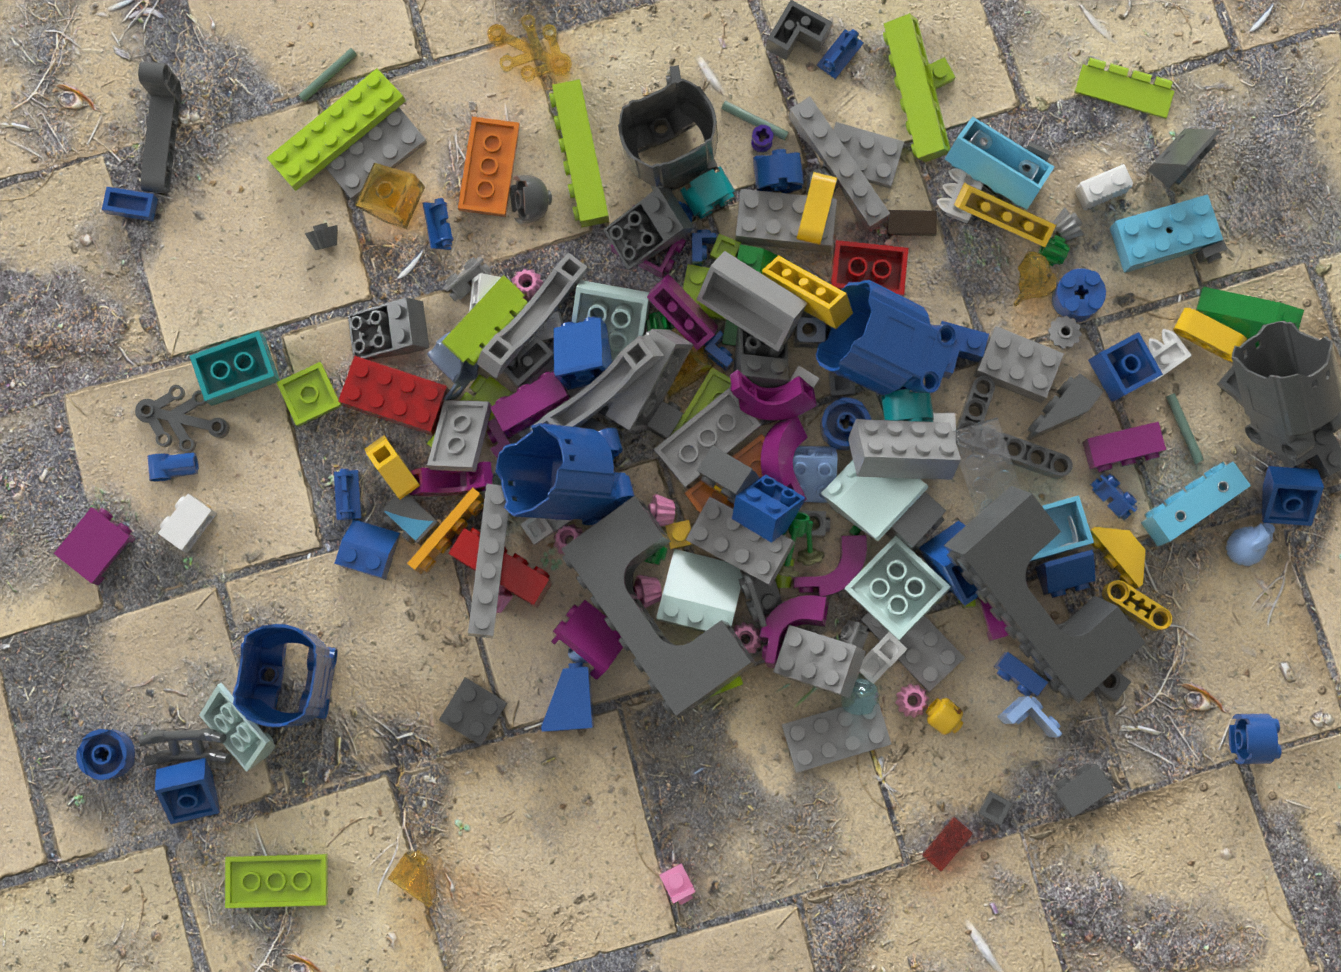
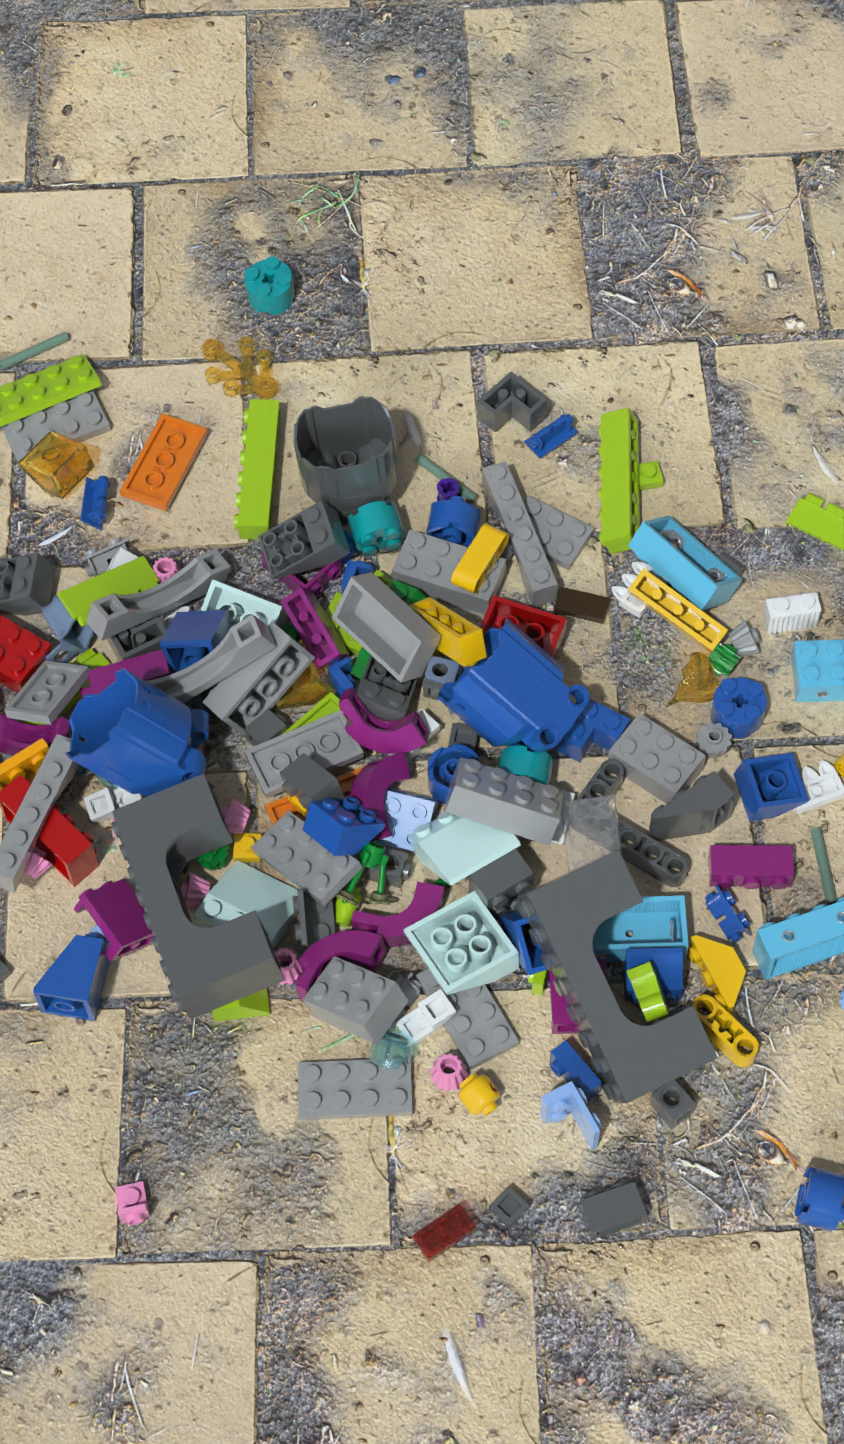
camera: 15 degrees right, 20 degrees down
(529, 198) = (195, 496): dark grey cylinder -> none
(1073, 598) = (648, 991): none -> lime leg

